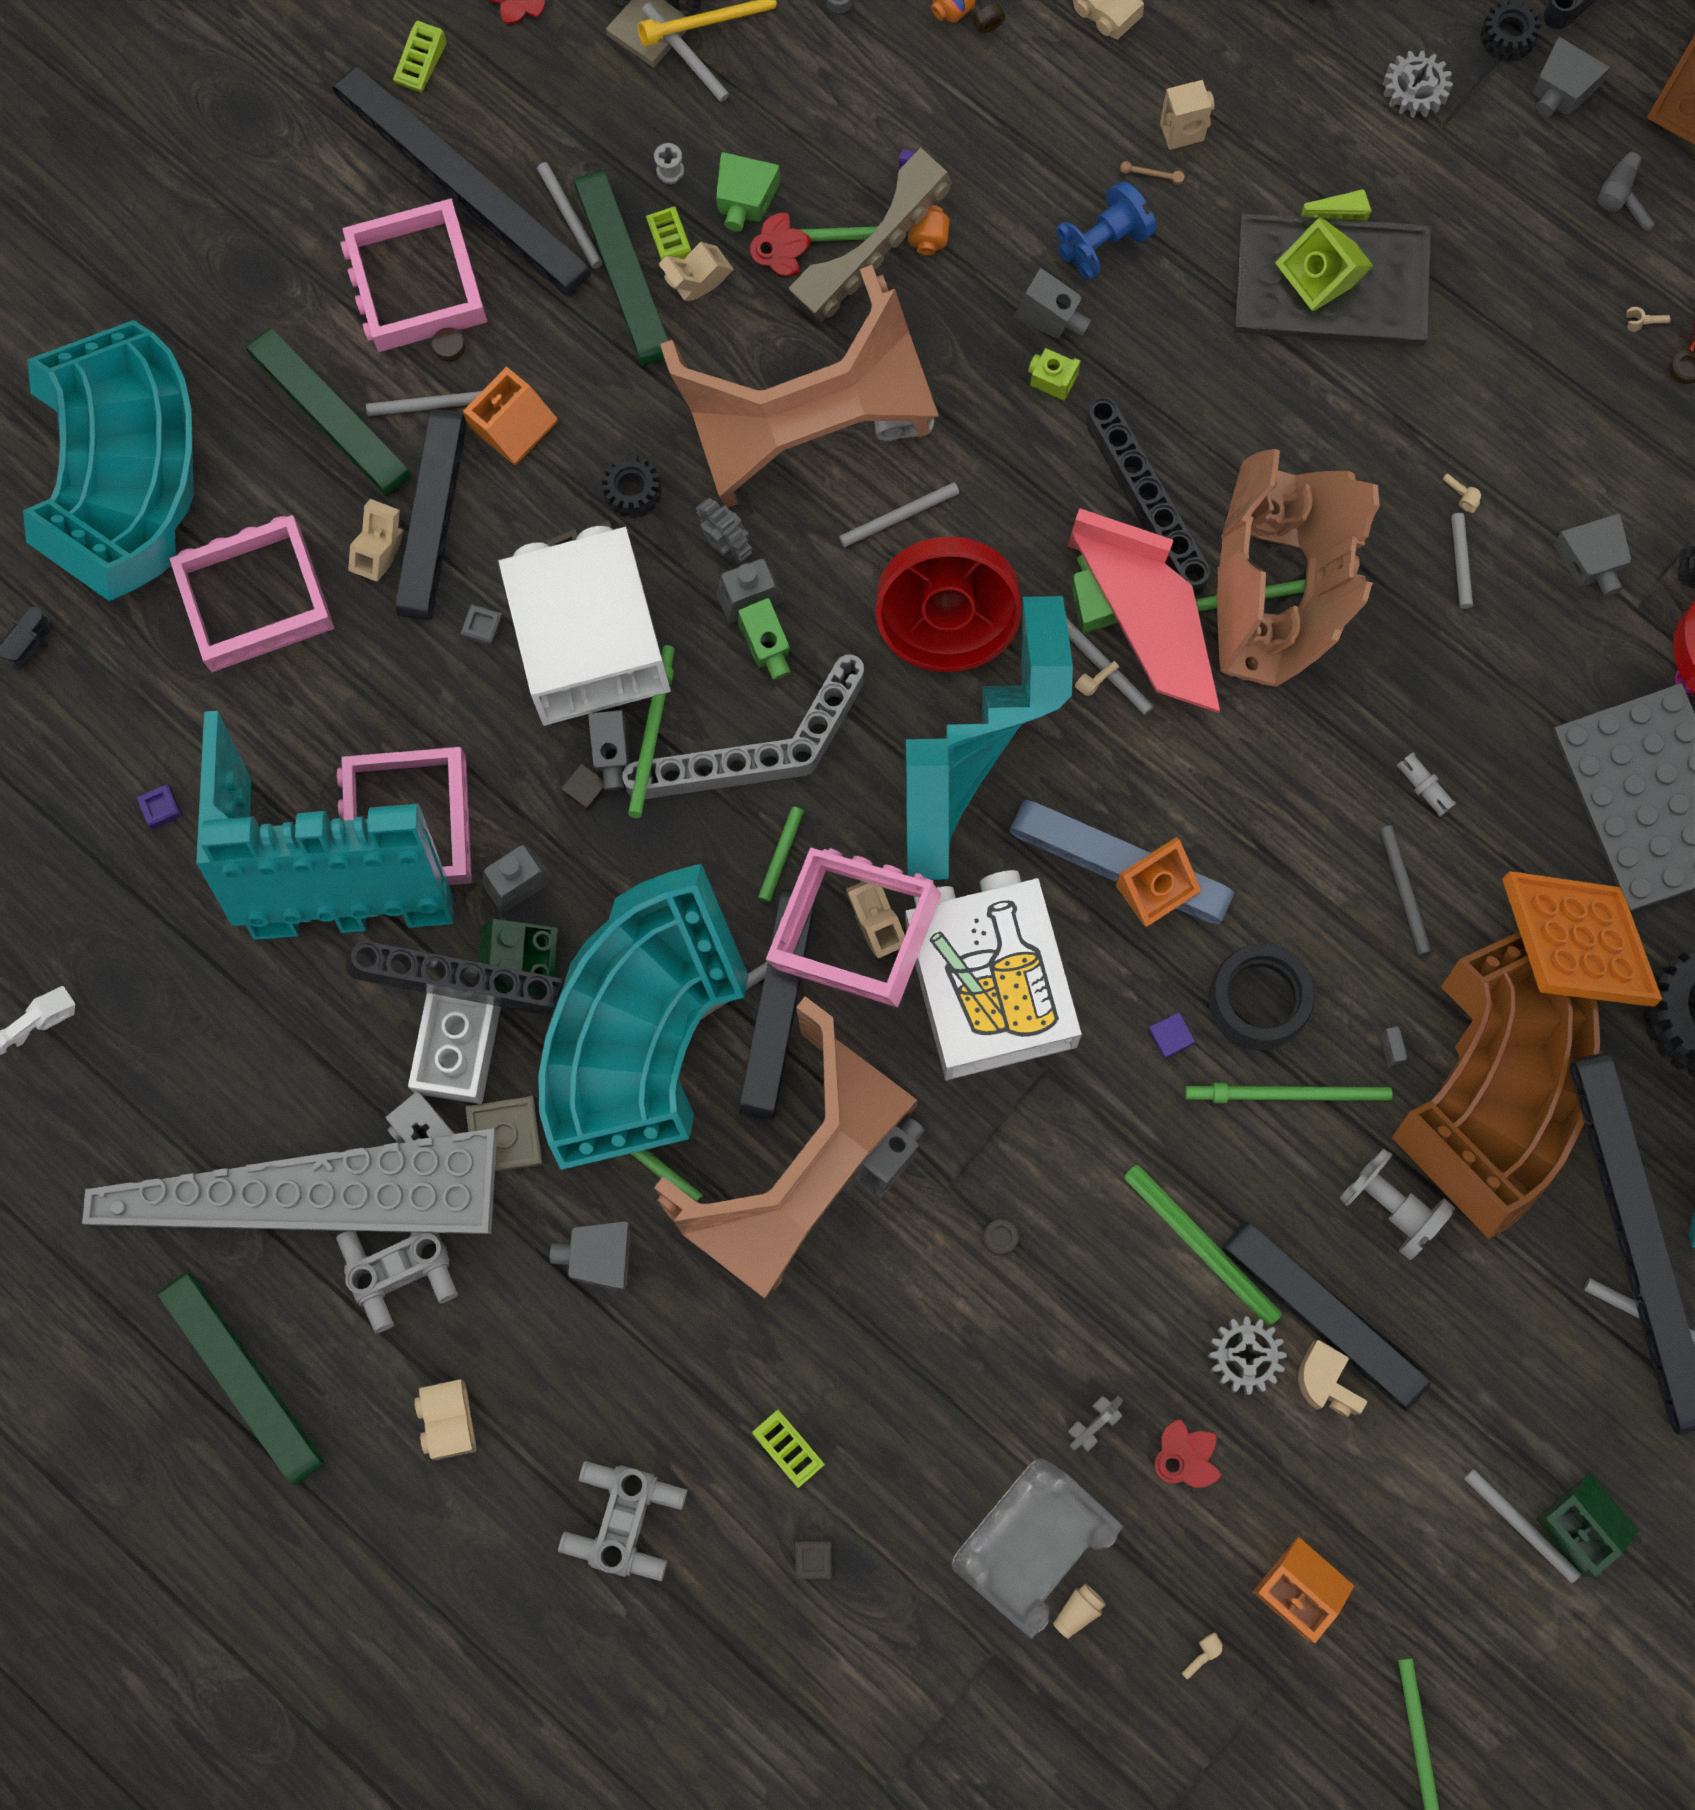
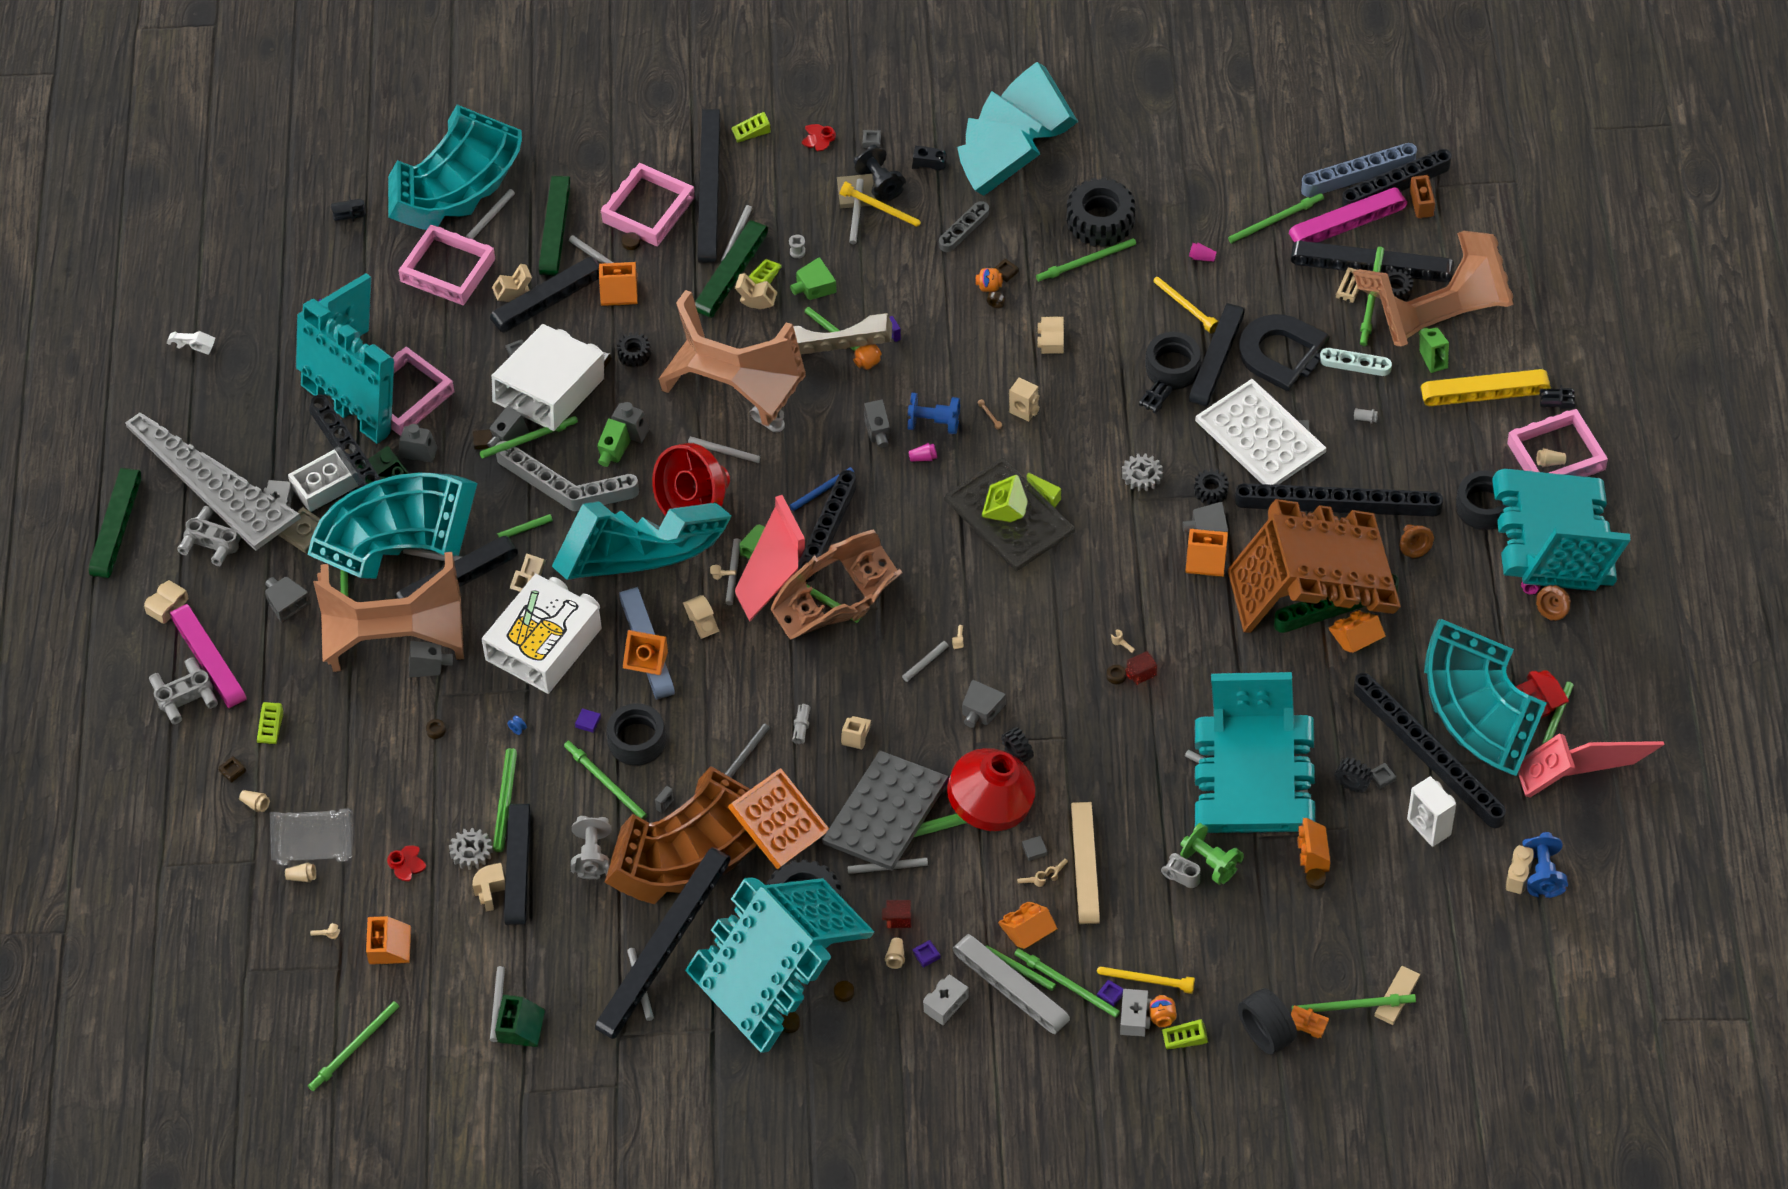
camera: 45 degrees right, 20 degrees down
(222, 473) = (496, 208): none -> light grey bar
(595, 1438) = (208, 656): none -> dark pink beam
(723, 530) = (644, 391): dark grey gear -> none
(784, 244) = (804, 314): red plate -> none
(800, 904) = (502, 541): bright pink window -> none
(899, 1574) = (255, 800): none -> tan cone
(1055, 381) = (849, 447): lime brick -> none
(1077, 453) = (816, 492): none -> blue bar
(1099, 1130) = (517, 725): none -> blue bush
(1108, 1413) = (384, 806): light grey flag -> none
(1143, 294) = (923, 453): none -> dark pink cone
(1144, 757) = (702, 615): none -> tan brick
(1509, 733) = (855, 732): none -> tan brick
(1612, 117) = (1206, 552): none -> orange slope
(1617, 191) = (1174, 583): dark grey piece -> none

